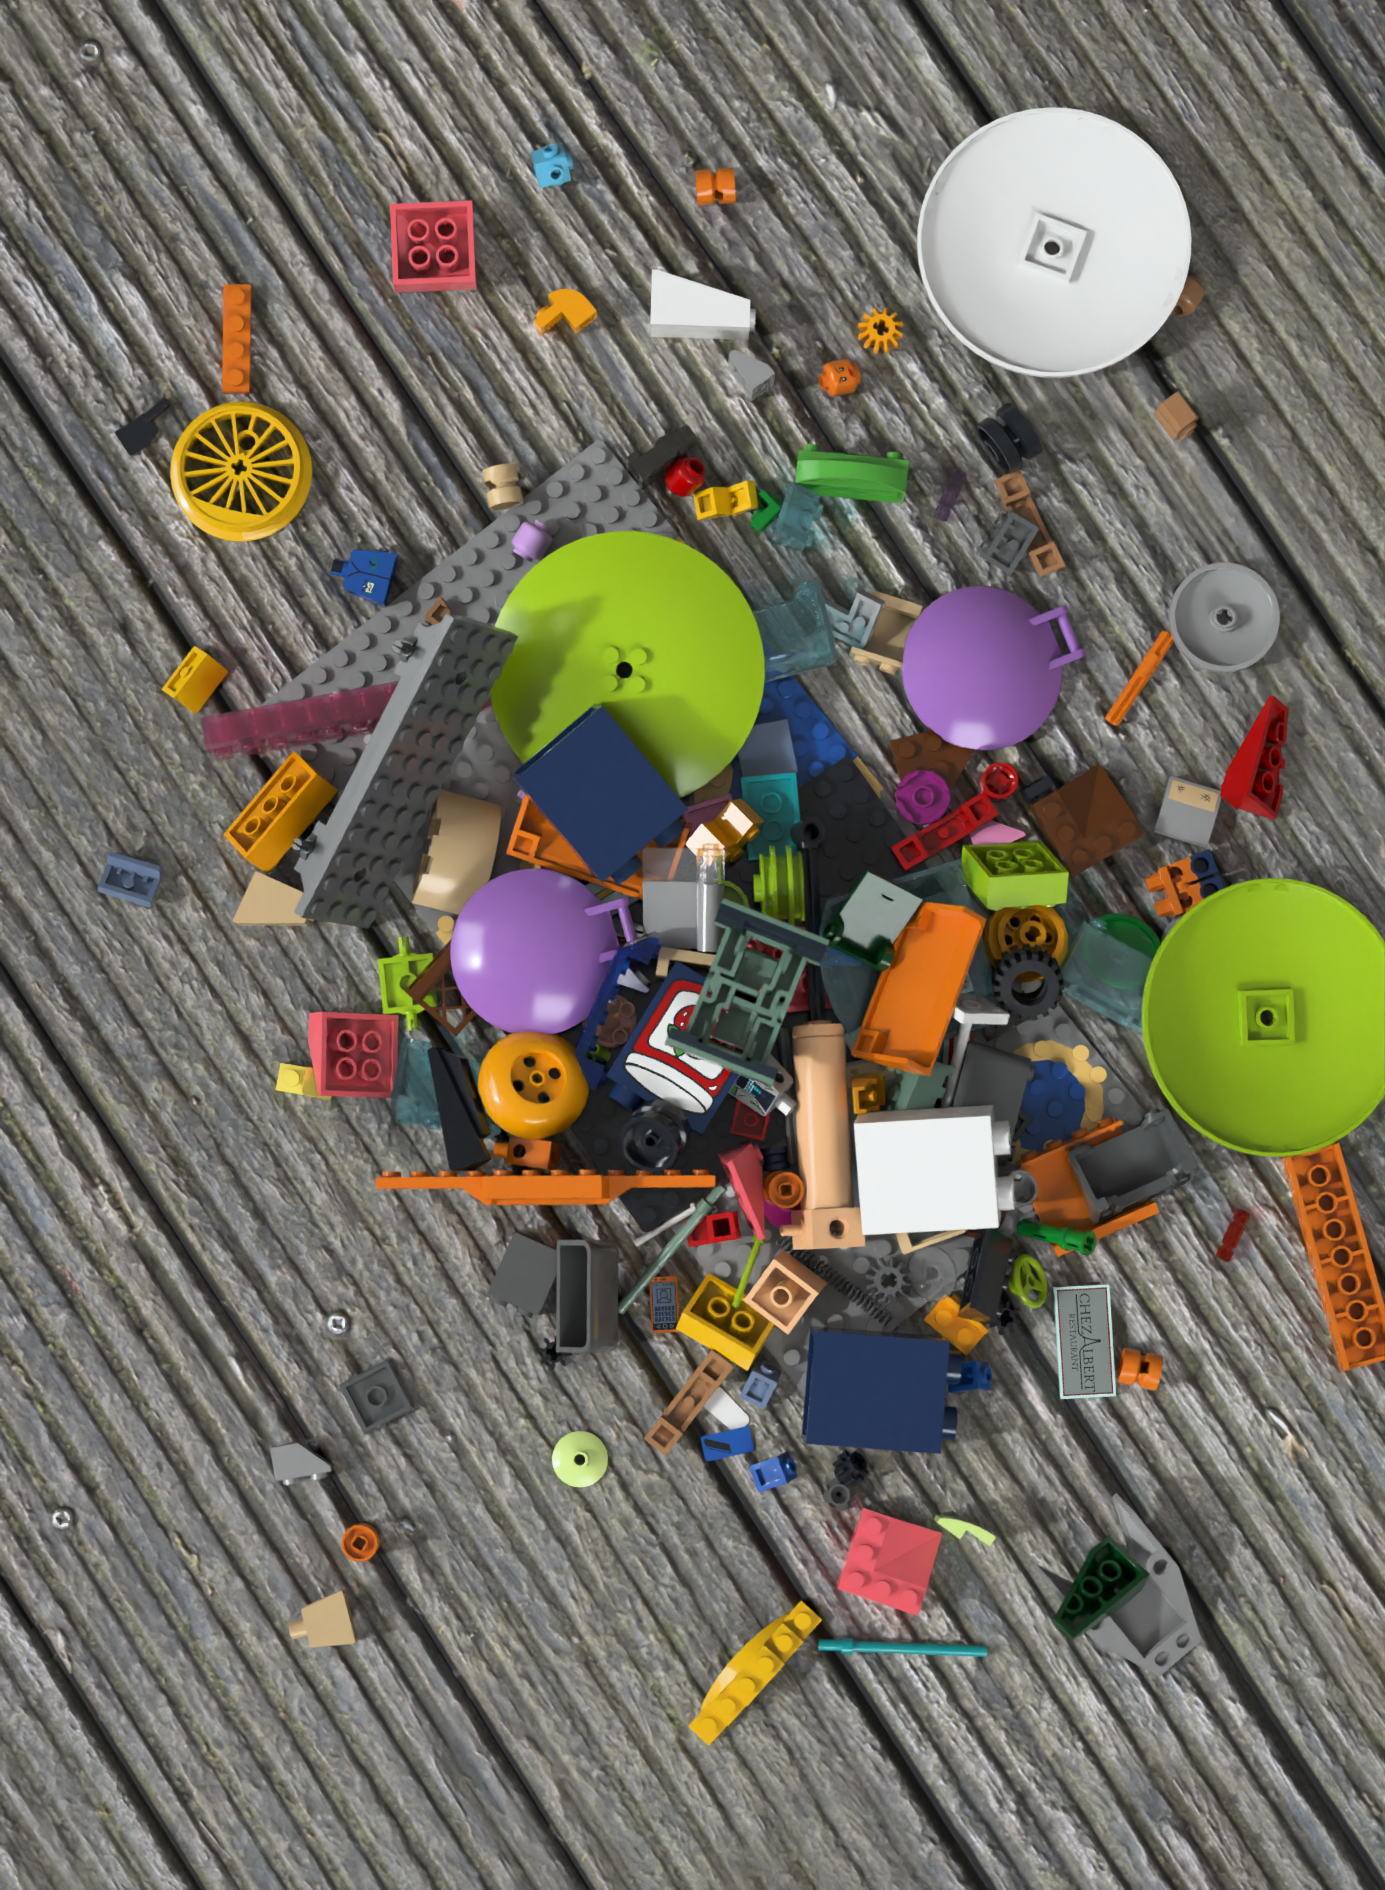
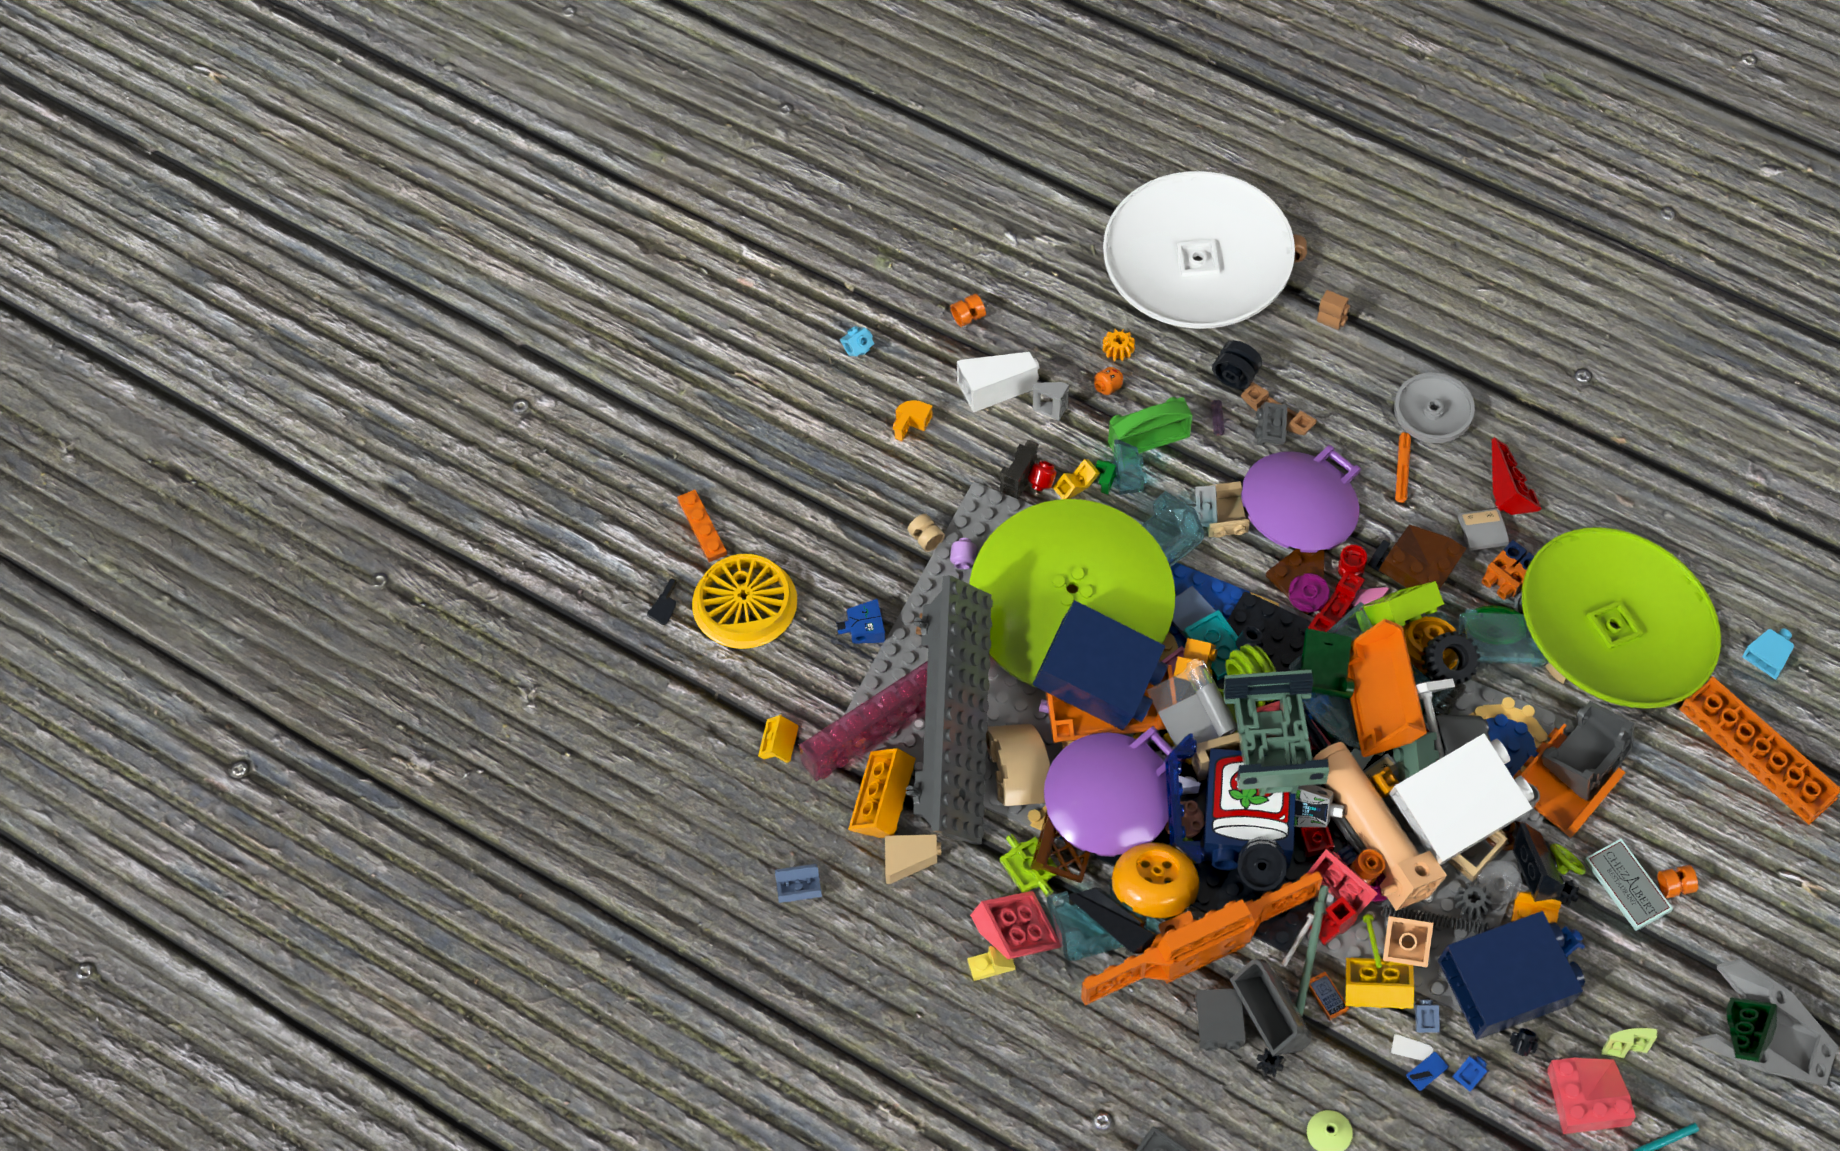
camera: 20 degrees left, 25 degrees down
(433, 246) = (806, 415): coral slope -> none
(688, 1402) = (1384, 1051): medium nougat slope -> none
(839, 1502) = (1528, 1061): dark grey plate -> none
(1066, 1237) = (1576, 813): green pin -> none
(1232, 1235) = (1681, 770): clear red axle -> none

